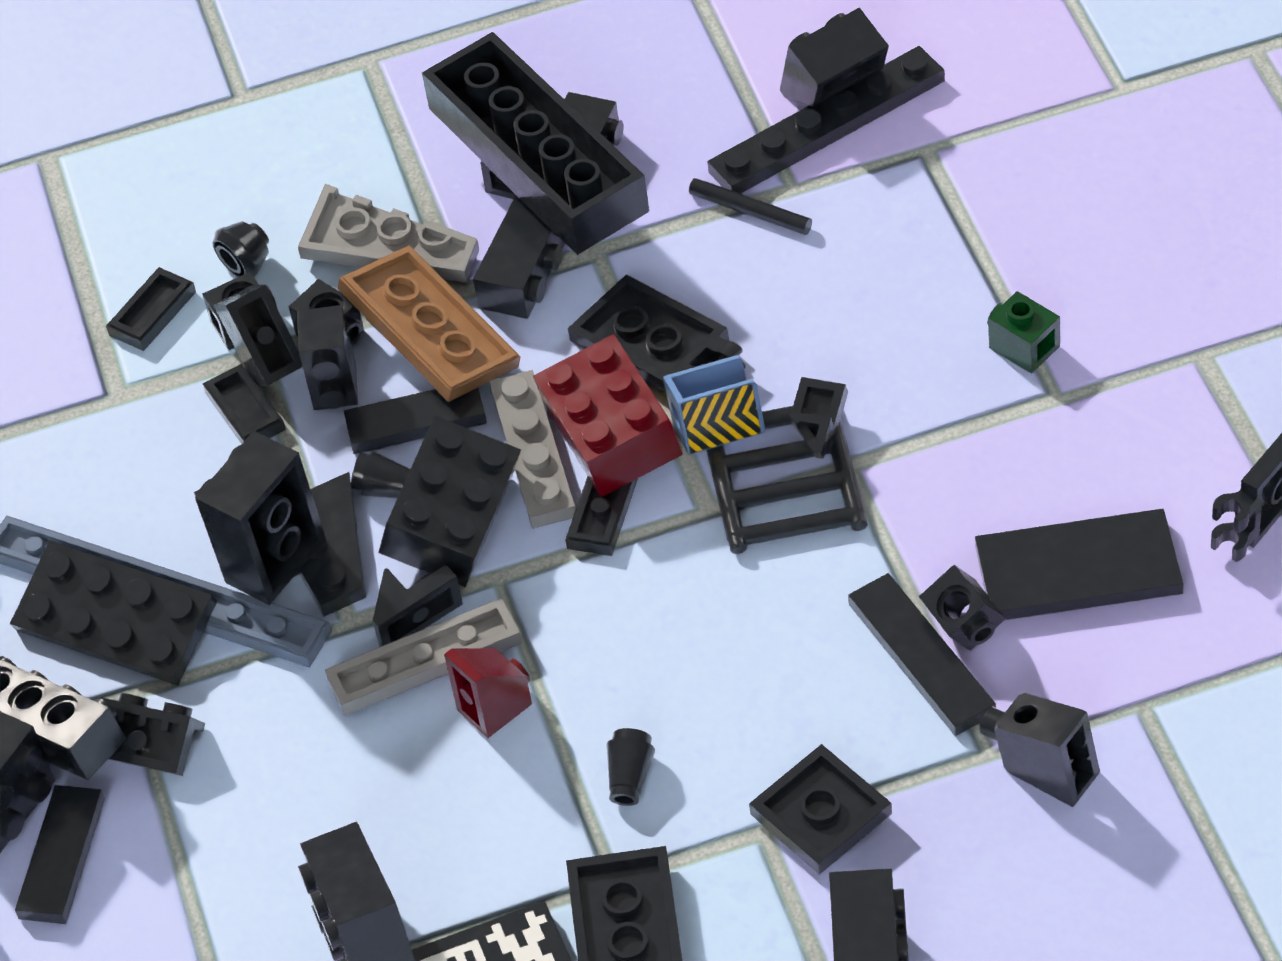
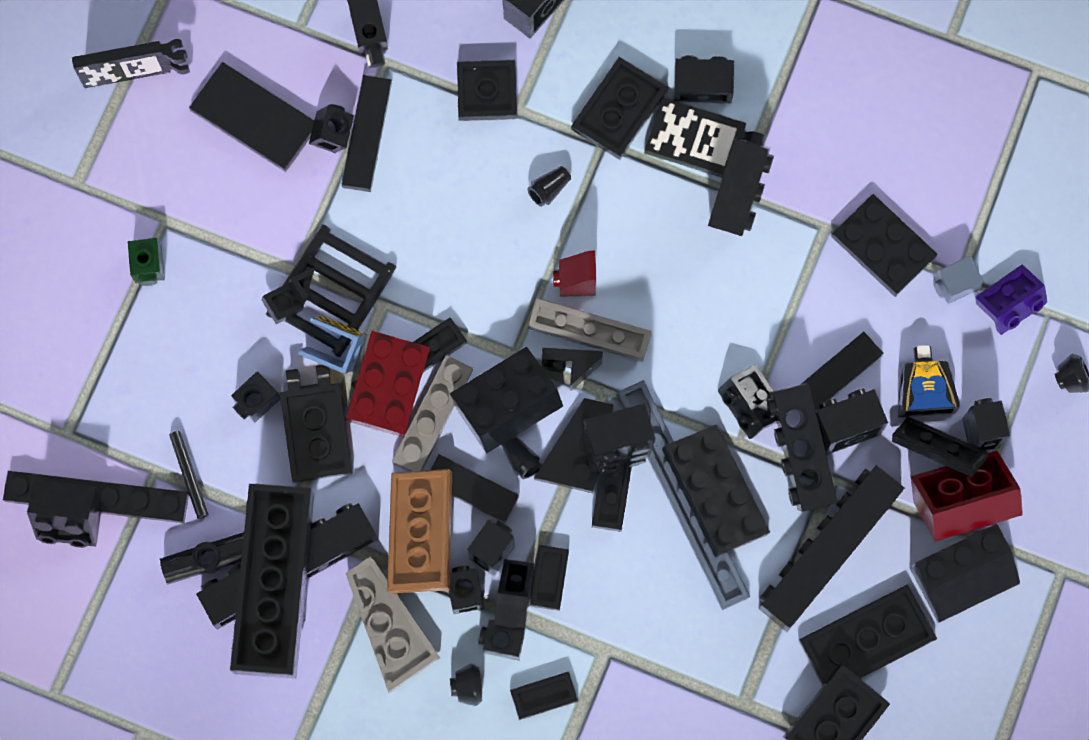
camera: 145 degrees left, 25 degrees up
(650, 140) = (188, 562): none -> black piece
(750, 308) = (259, 385): none -> black brick

